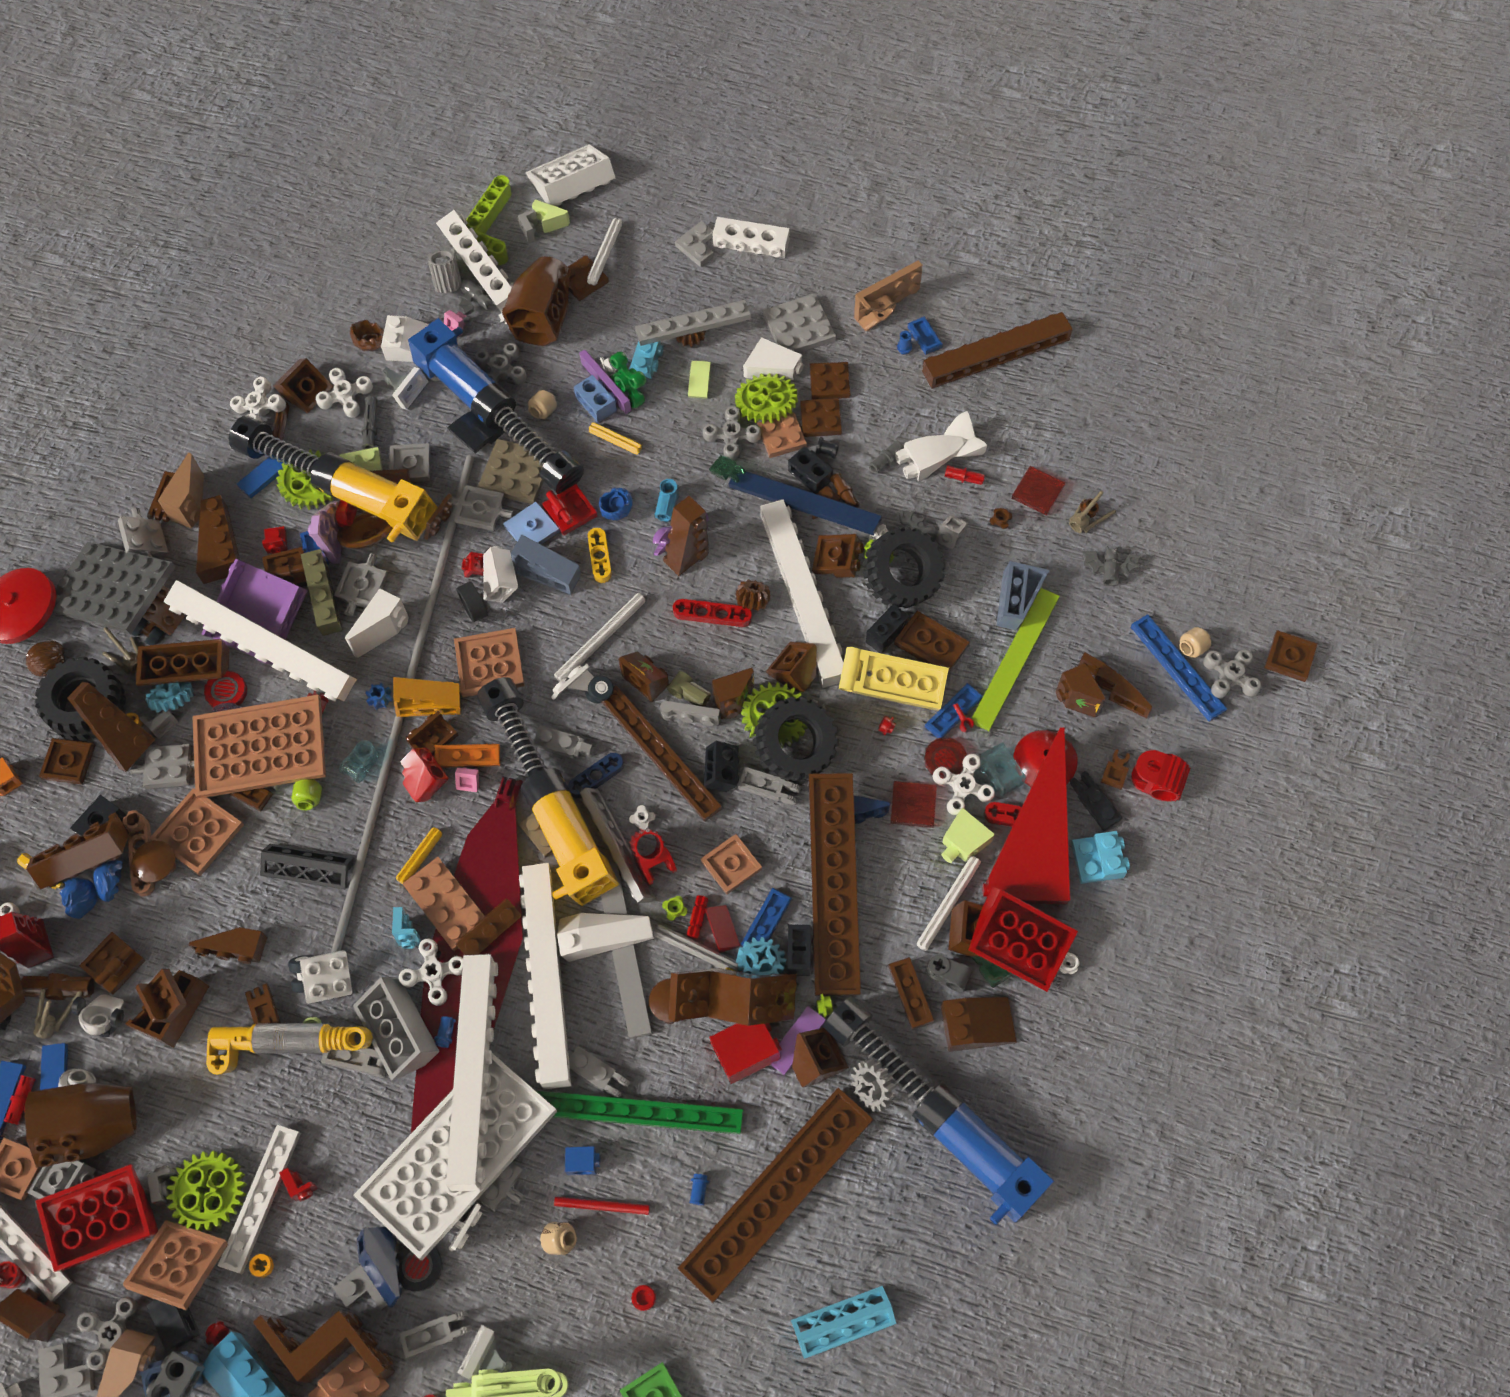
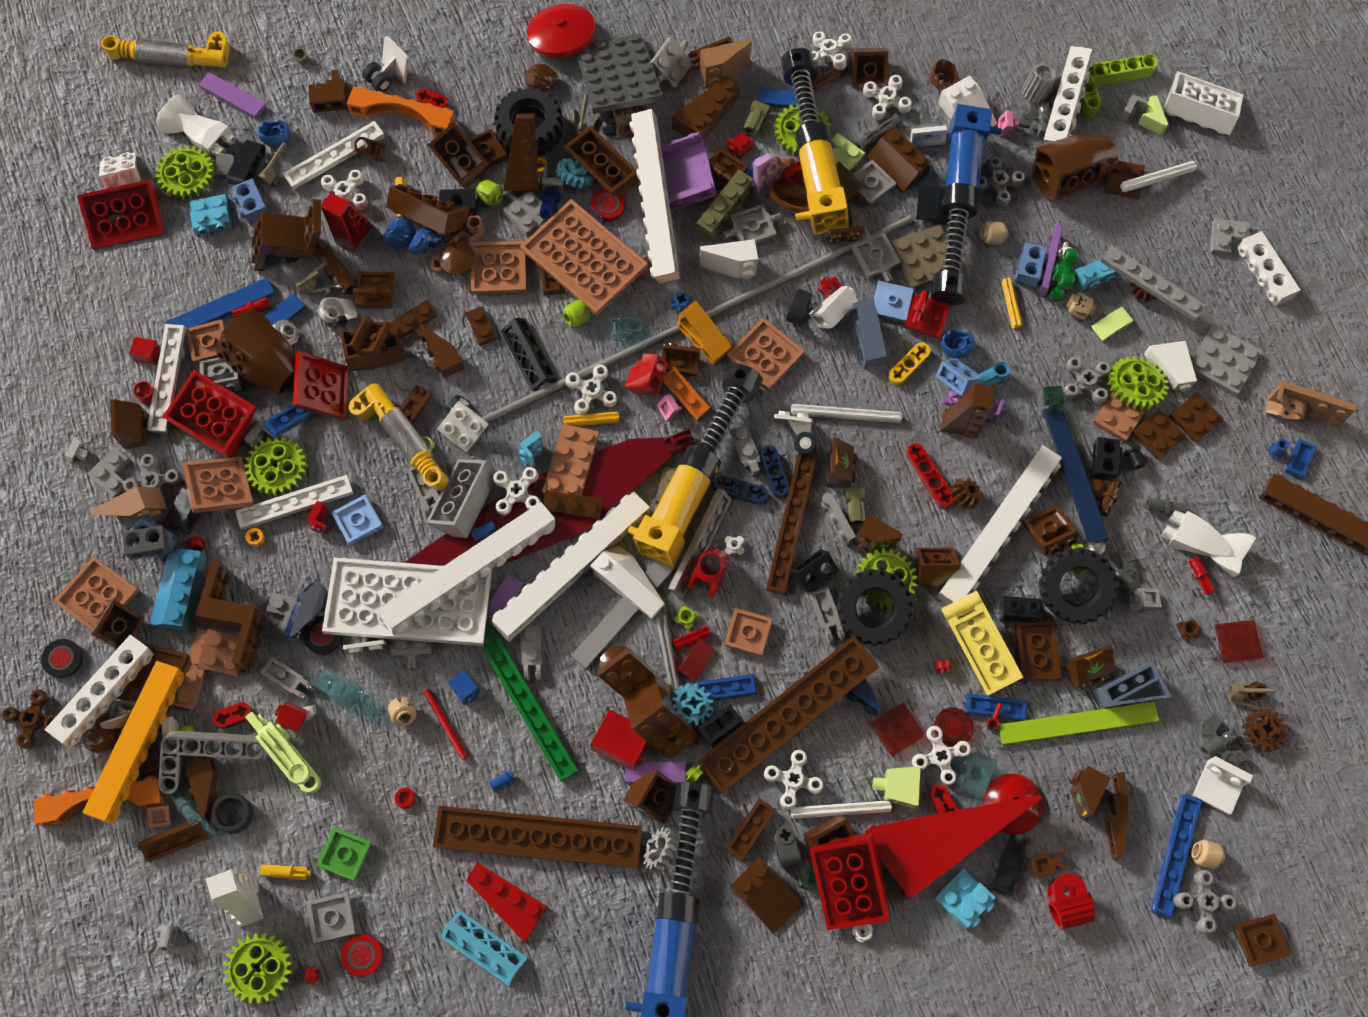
camera: 50 degrees right, 5 degrees up
(50, 784) = (458, 154): none -> reddish brown slope
(115, 785) = (489, 192): none -> lime head
(165, 1084) = (320, 385): none -> red plate
(170, 1138) = (287, 420): none -> blue tile
(174, 735) = (551, 198): none -> clear blue hinge
(176, 946) = (413, 318): none -> reddish brown plate
(239, 890) = (481, 326): none -> reddish brown plate
(262, 506) = (758, 113): none -> olive piece
(331, 1147) = (357, 520): none -> light blue plate
(390, 827) = (588, 396): none -> white gear
(410, 424) = (900, 160): none -> reddish brown slope
(479, 1353) = (291, 716): none -> red brick
(485, 1286) = (338, 688): none -> clear light blue brick
(523, 1059) = (509, 588): none -> medium lavender tile
(619, 734) = (773, 479): none -> dark blue beam
(647, 523) = (957, 376): none -> medium blue brick
(664, 389) = (1081, 305): none -> tan head
(816, 1266) = (512, 904): none -> red wing
(887, 929) = (795, 771): none -> white gear
(978, 612) = (1091, 667): none -> reddish brown slope
(1125, 525) = (1258, 735): none -> reddish brown gear
(1145, 589) = (1221, 784): none -> white bracket

